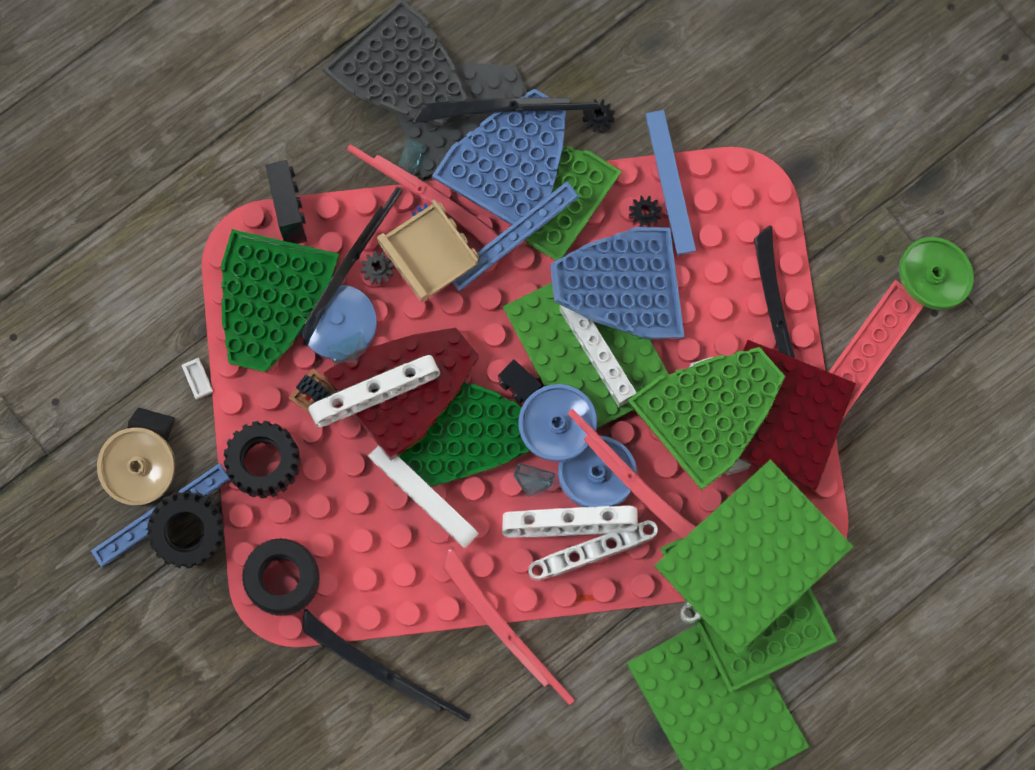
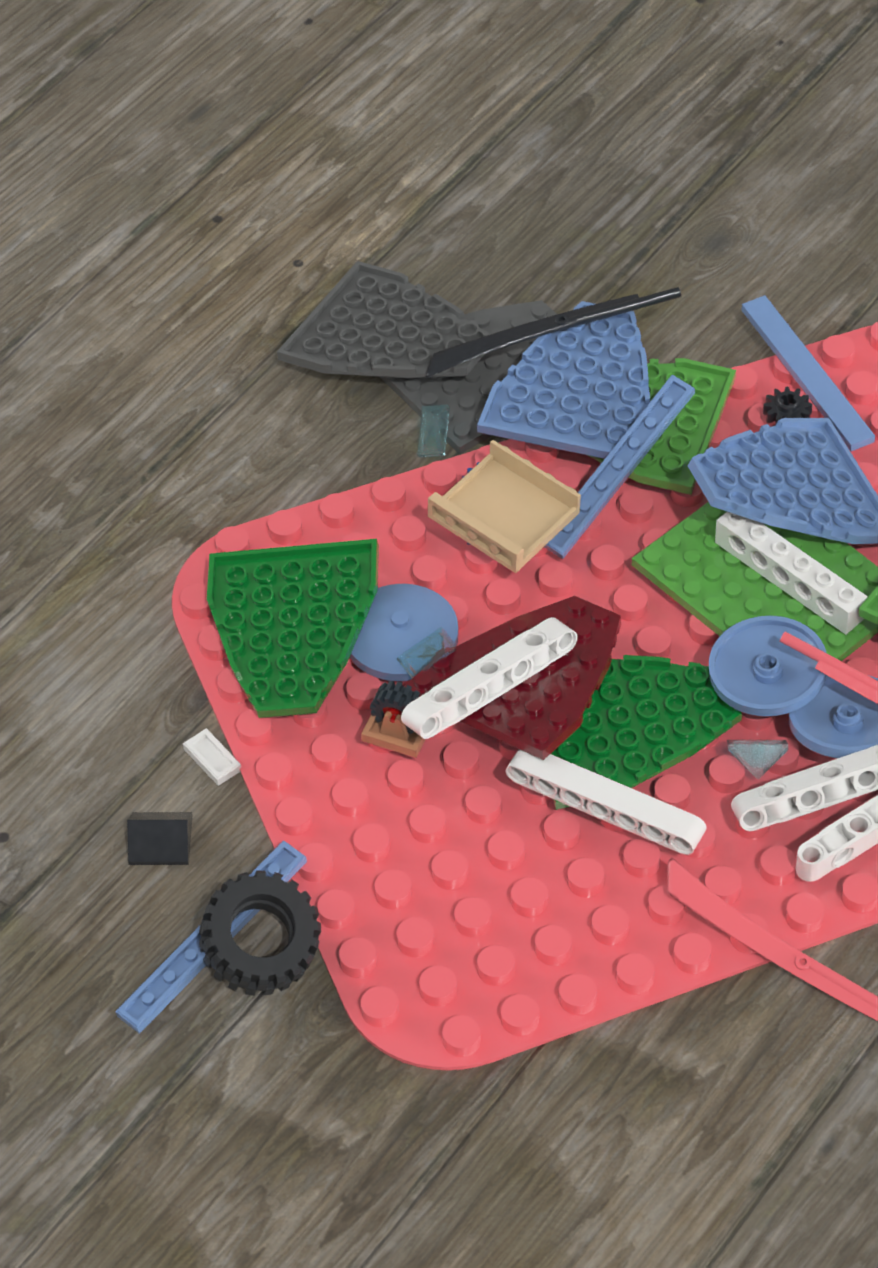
camera: 15 degrees left, 25 degrees down
(136, 466) = (155, 878): tan dish -> none
(254, 435) = (348, 783): black tyre -> none
(262, 558) = (428, 922): black tyre -> none
(286, 202) = (278, 502): black wedge -> none
(326, 637) = (534, 1035): black piece -> none
(353, 255) = (390, 556): black piece -> none
(380, 274) = (436, 553): dark grey gear -> none
(456, 212) = (444, 449): coral piece -> none
(518, 381) = (688, 637): black brick -> none
(604, 120) = (677, 328): black gear -> none

